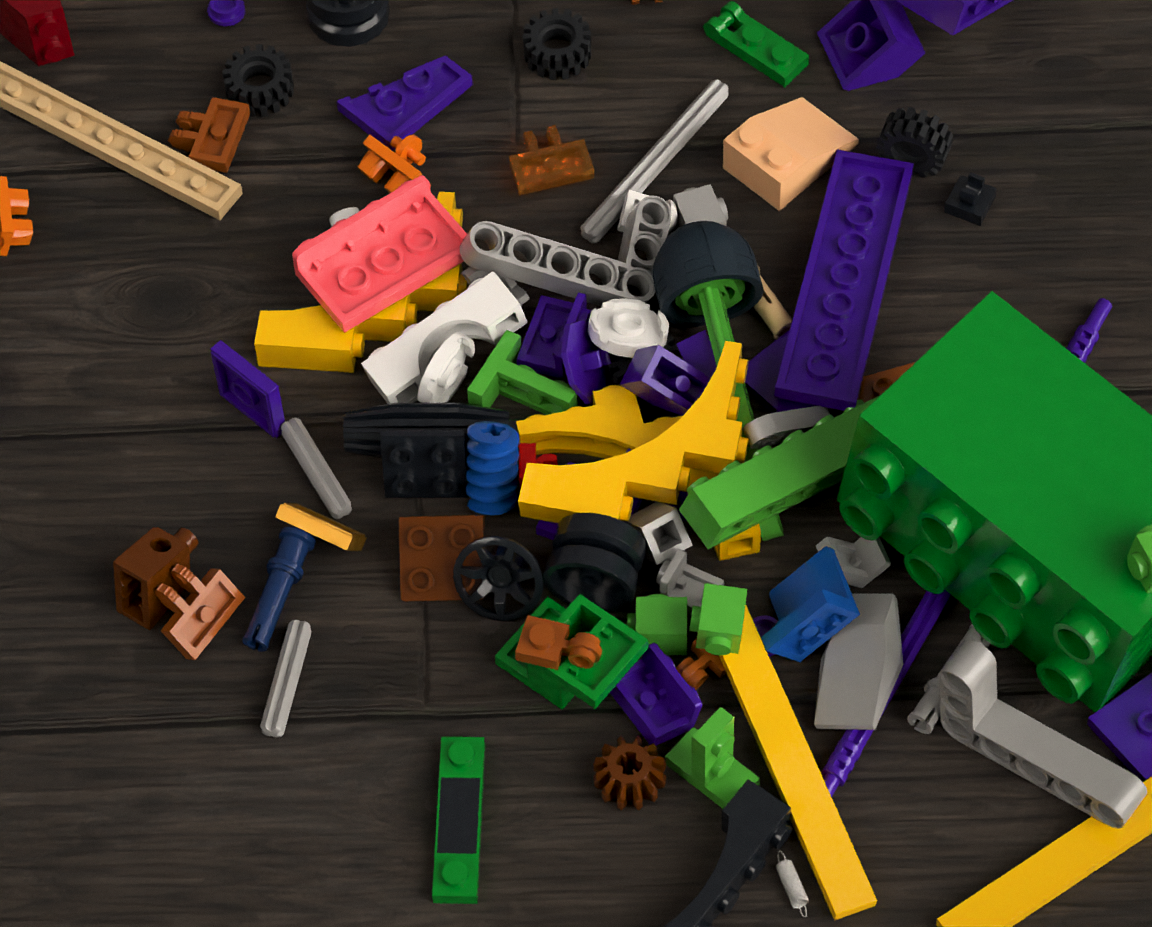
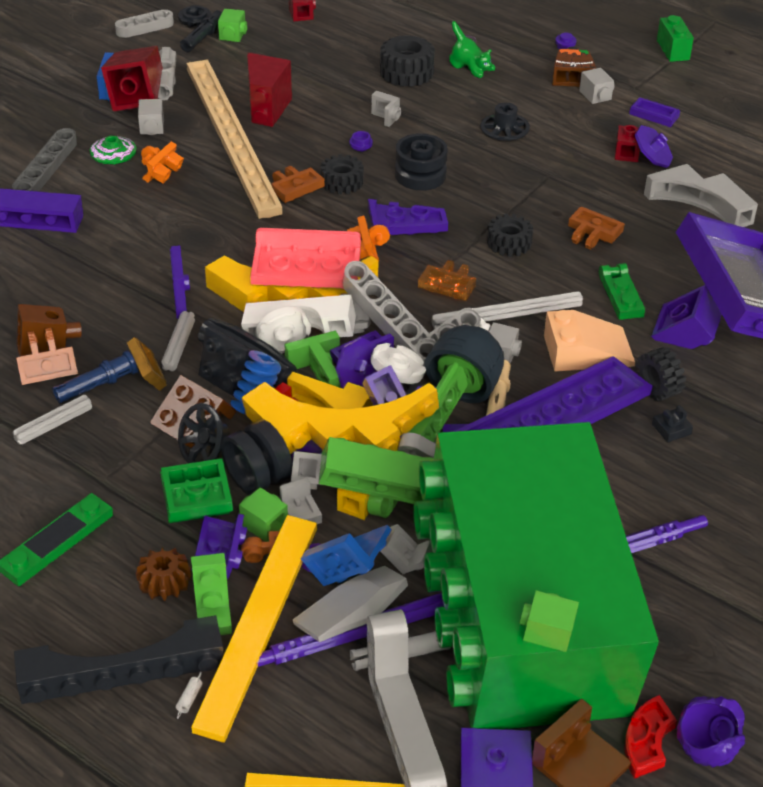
camera: 35 degrees right, 15 degrees down
(546, 641) = (177, 467): dark orange plate -> none
(719, 619) = (286, 520): bright green brick -> none

